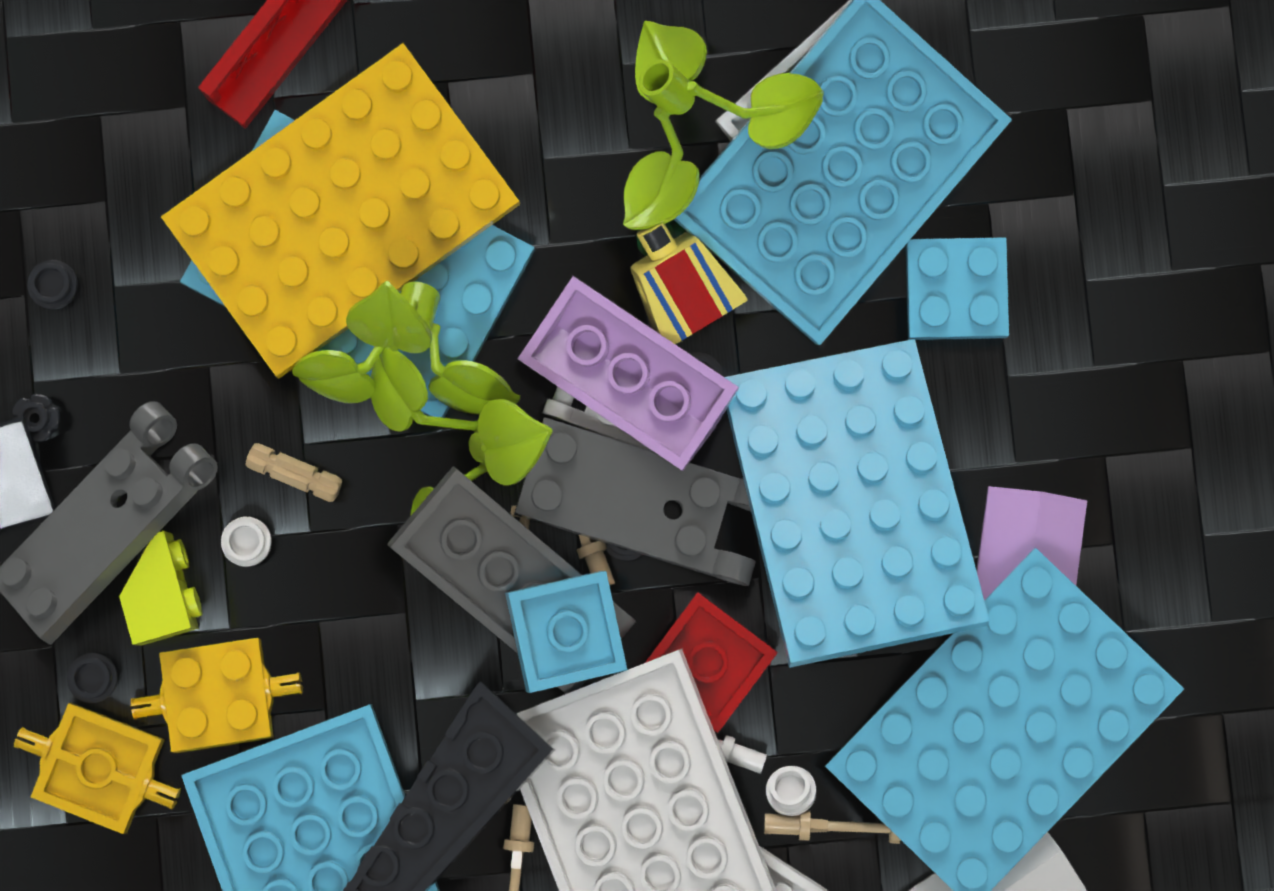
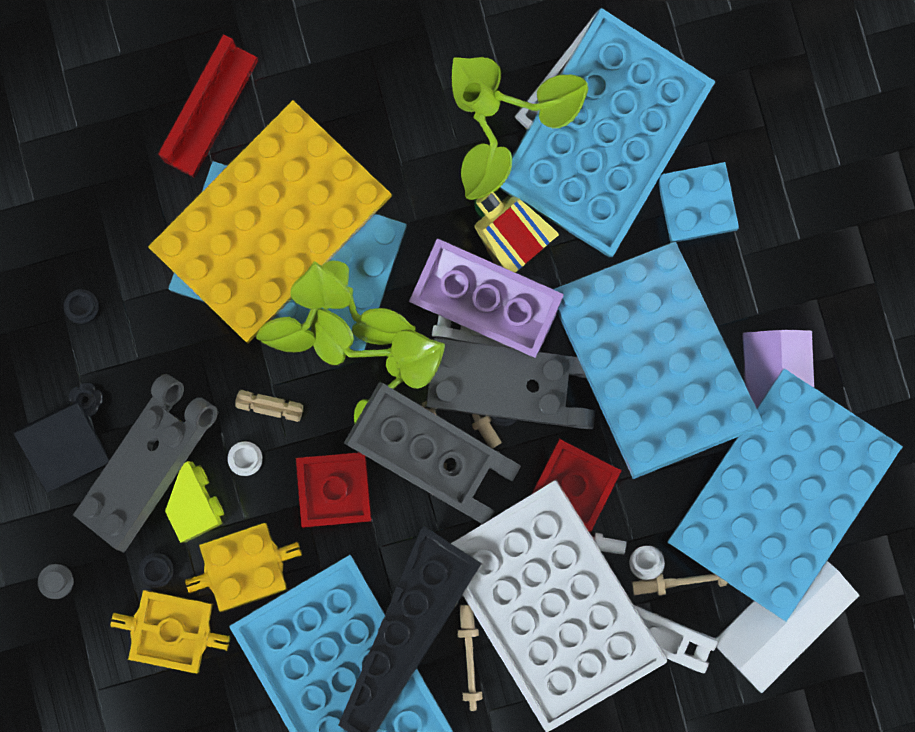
camera: 15 degrees left, 0 degrees up
(363, 608) = (333, 489): none -> red plate
(566, 631) = (476, 481): medium azure plate -> none

